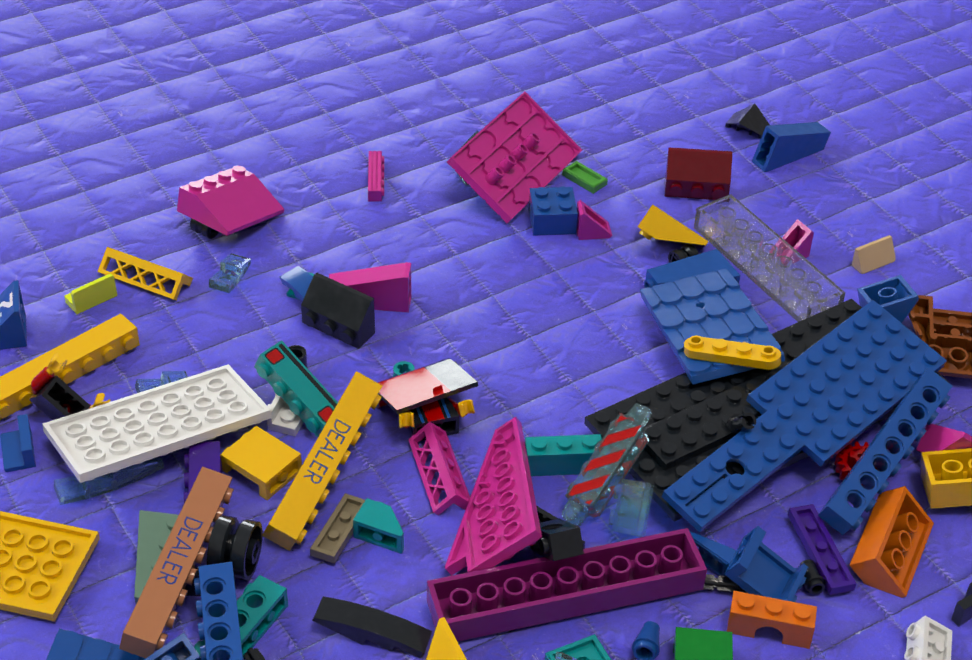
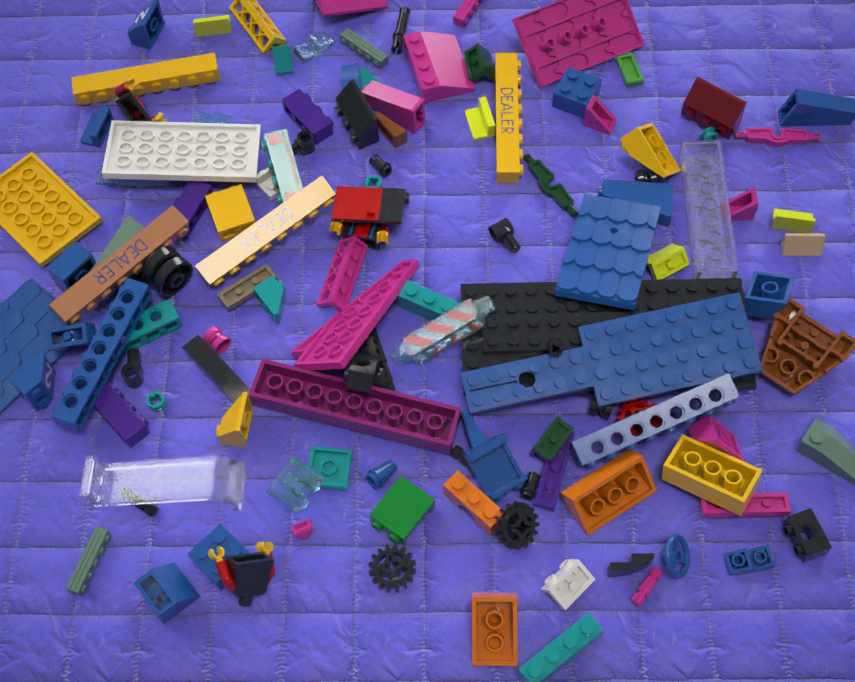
camera: 35 degrees right, 20 degrees up
(109, 597) = (71, 266): none -> blue brick
(203, 295) = (283, 59): none -> teal slope
(264, 331) = (308, 115): none -> dark purple brick
(289, 254) = (364, 48): none -> sand green piece
(320, 227) = (400, 30): none -> black pin
(342, 591) = (216, 339): none -> dark pink wheel
(381, 239) = (437, 65): none -> dark pink slope
(390, 315) = (392, 131): none -> dark orange slope
(399, 351) = (384, 168): none -> black pin
(427, 222) = (479, 63): none -> dark green panel
(473, 270) = (481, 120): none -> neon yellow panel
(500, 259) = (507, 118): none -> yellow brick
(582, 358) = (503, 232): none -> black axle
(603, 304) = (556, 192): none -> dark green piece
(632, 507) = (439, 373): clear light blue slope -> none
(709, 197) = (709, 134): none -> teal bush
(732, 352) = (595, 286): yellow plate -> none
(749, 119) = (803, 73): black slope -> none
(771, 313) = (667, 261): none -> neon yellow panel
(777, 179) = (767, 136): none -> dark pink piece
(797, 520) = (552, 439): none -> dark green panel
(812, 471) = (604, 411): none -> black wheel
(835, 615) = (518, 525): none -> black gear
(847, 240) = (792, 221): none -> neon yellow panel

